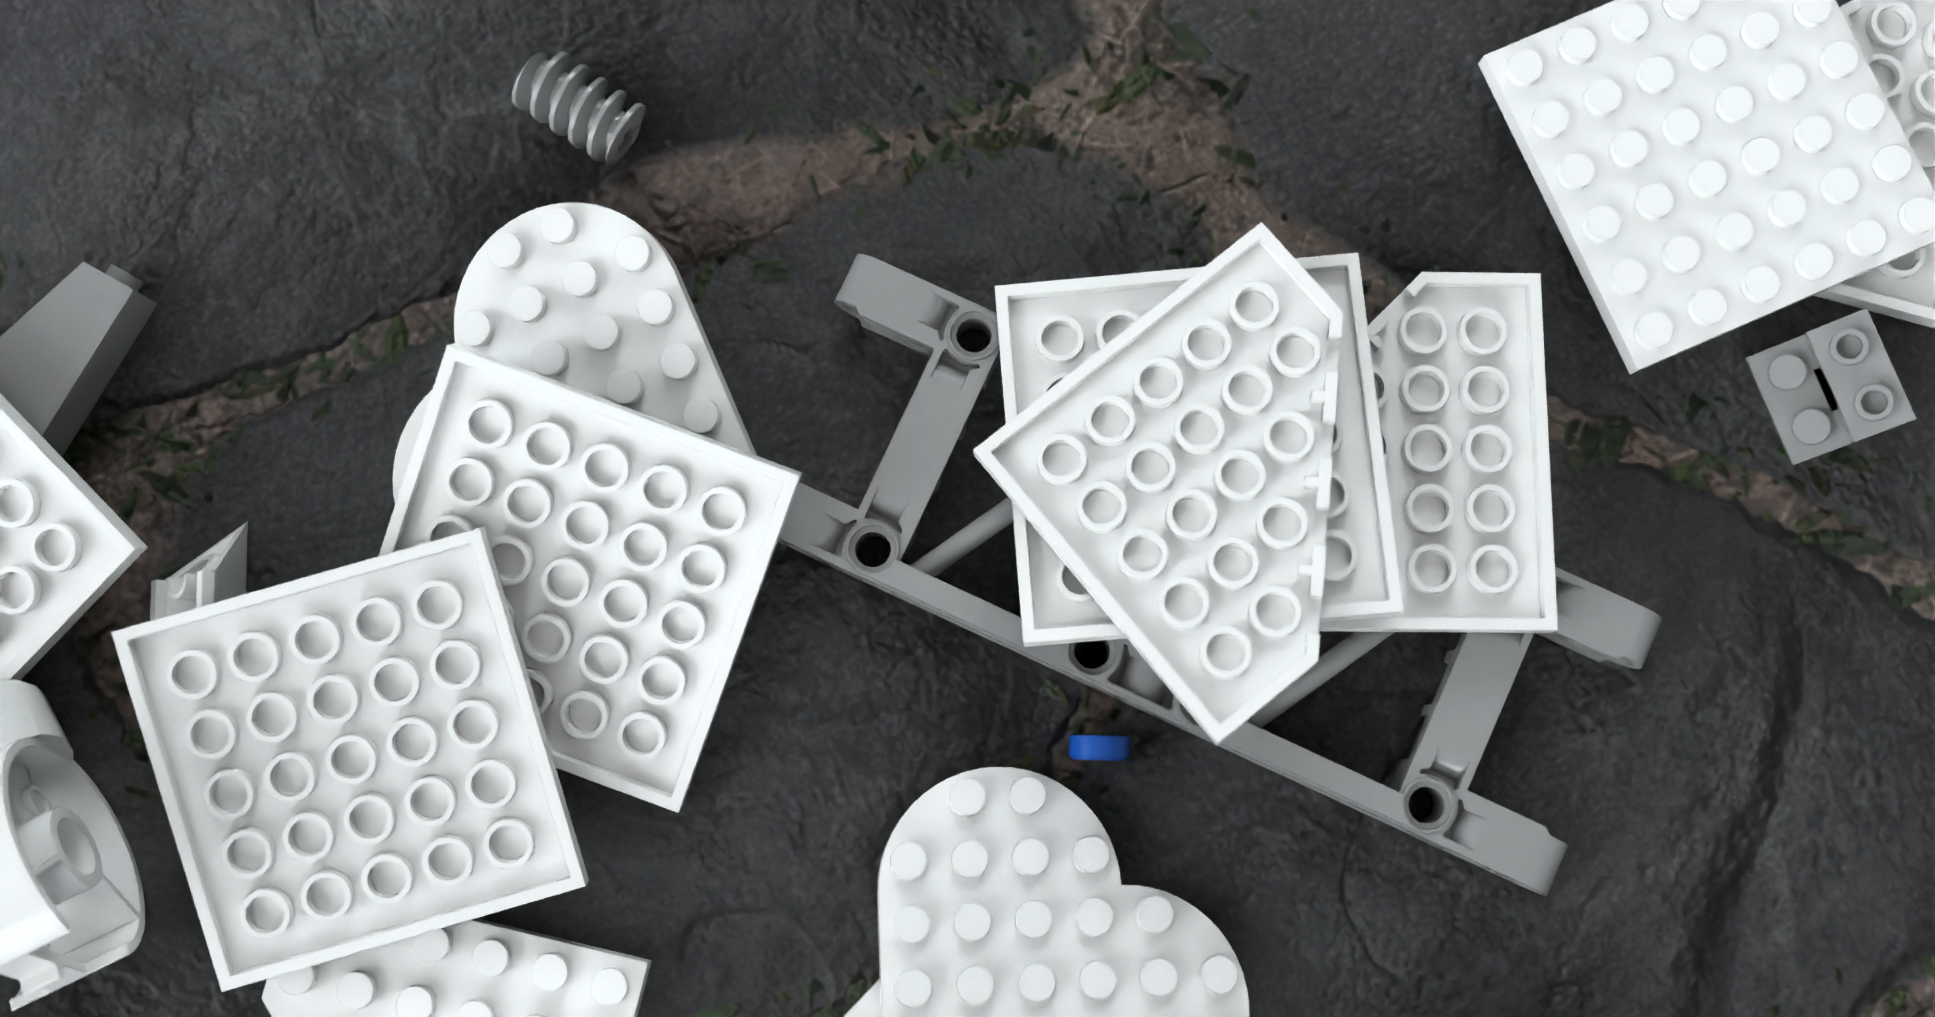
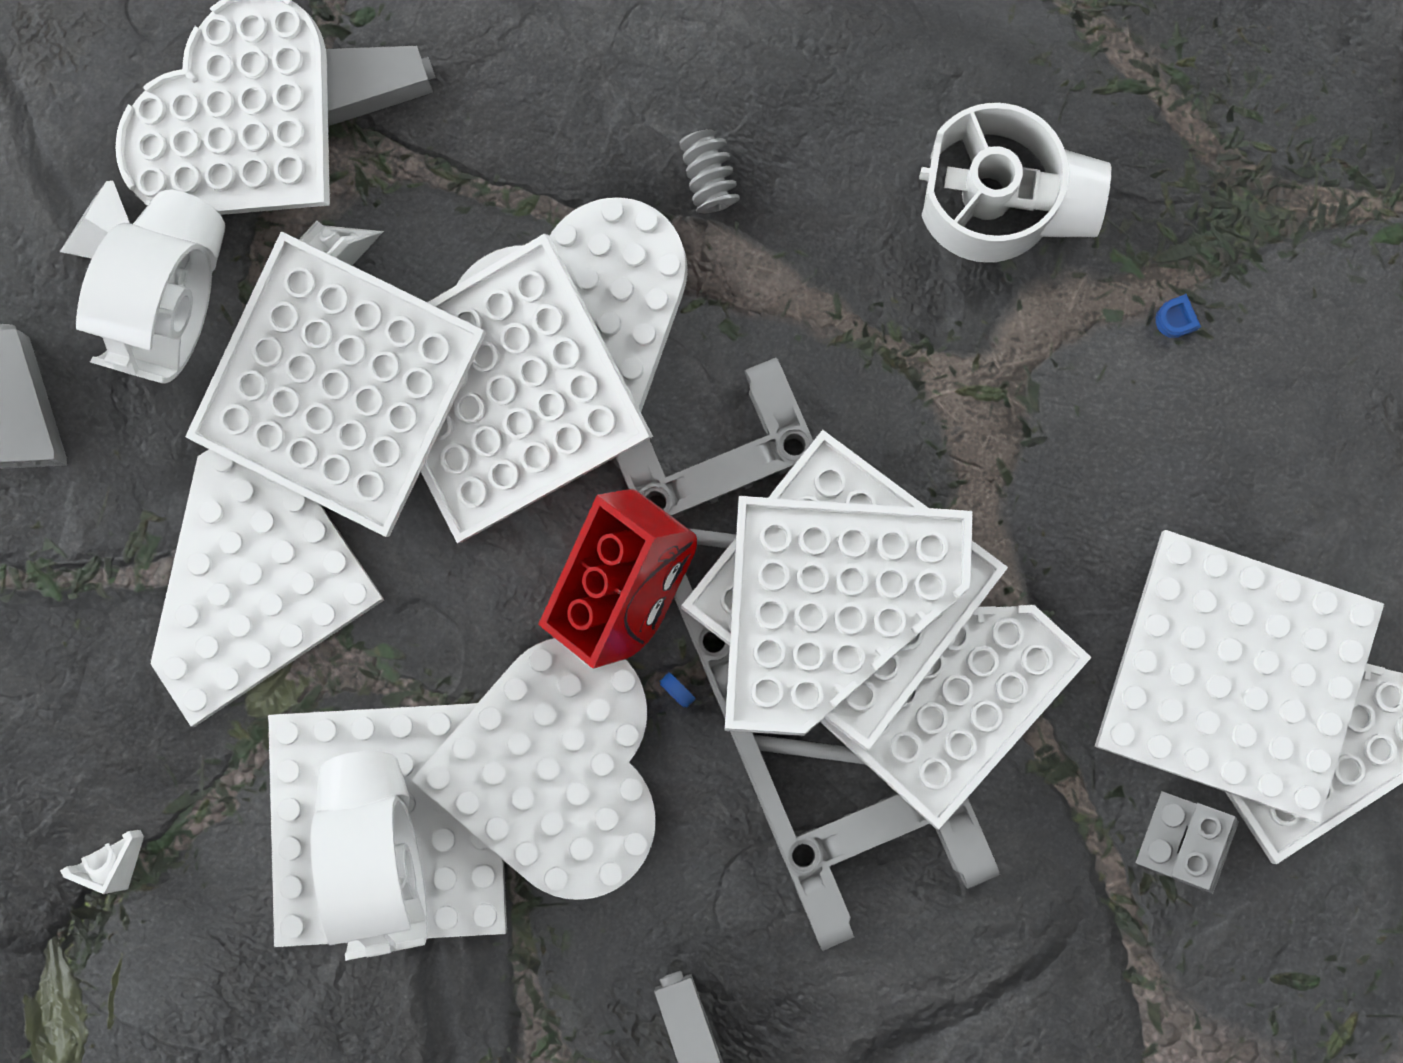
camera: 45 degrees right, 0 degrees up
(917, 680) = (618, 578): none -> red brick

